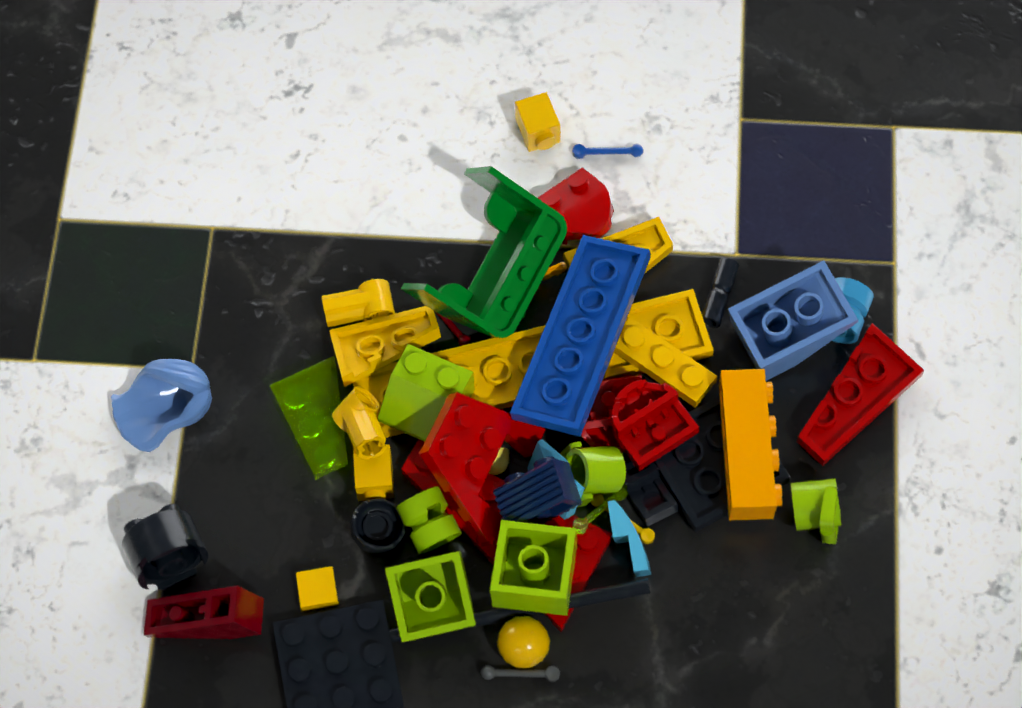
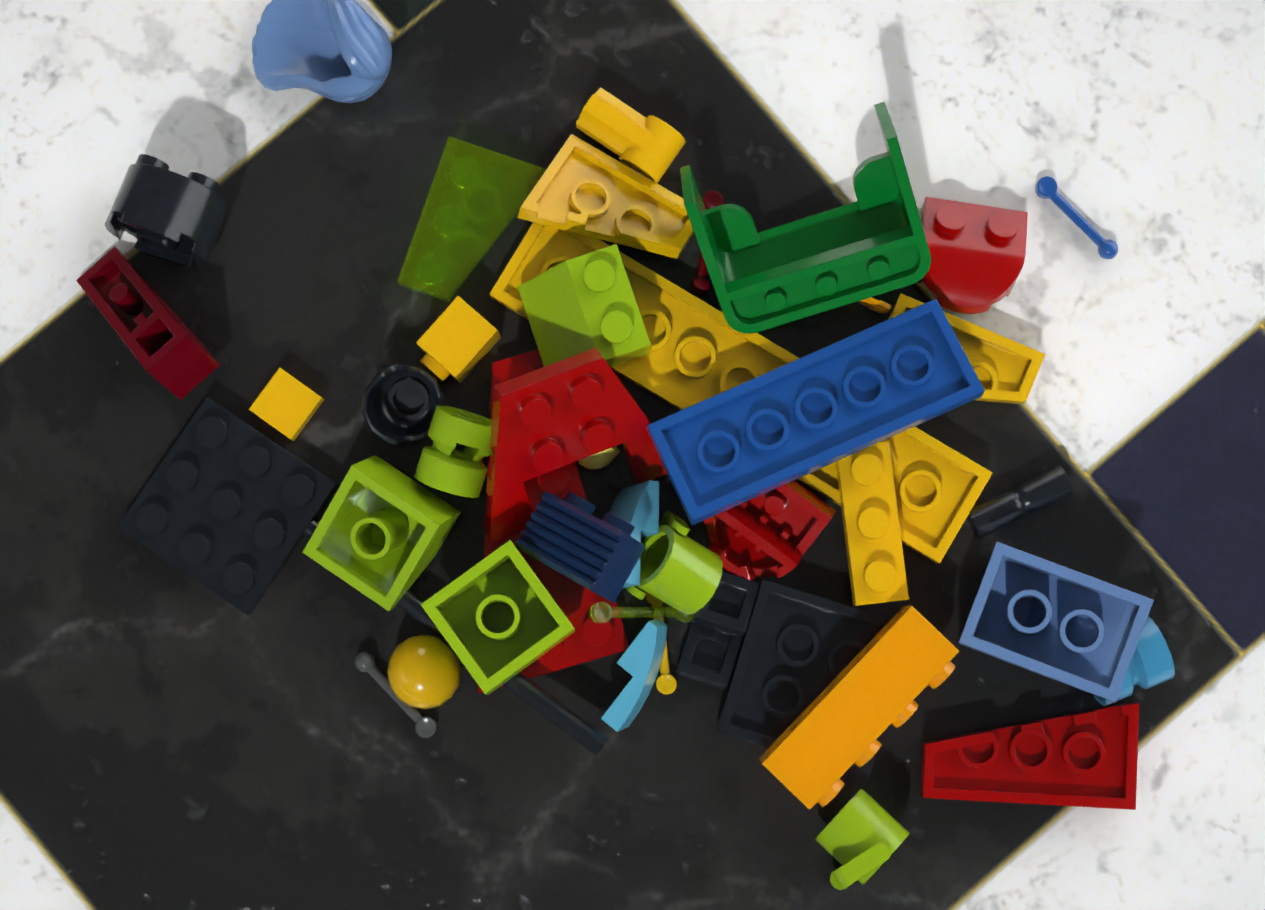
camera: 40 degrees right, 20 degrees up
(358, 419) = (491, 268): yellow piece -> none
(537, 122) = (1034, 111): yellow brick -> none
(650, 421) = (784, 579): red slope -> none

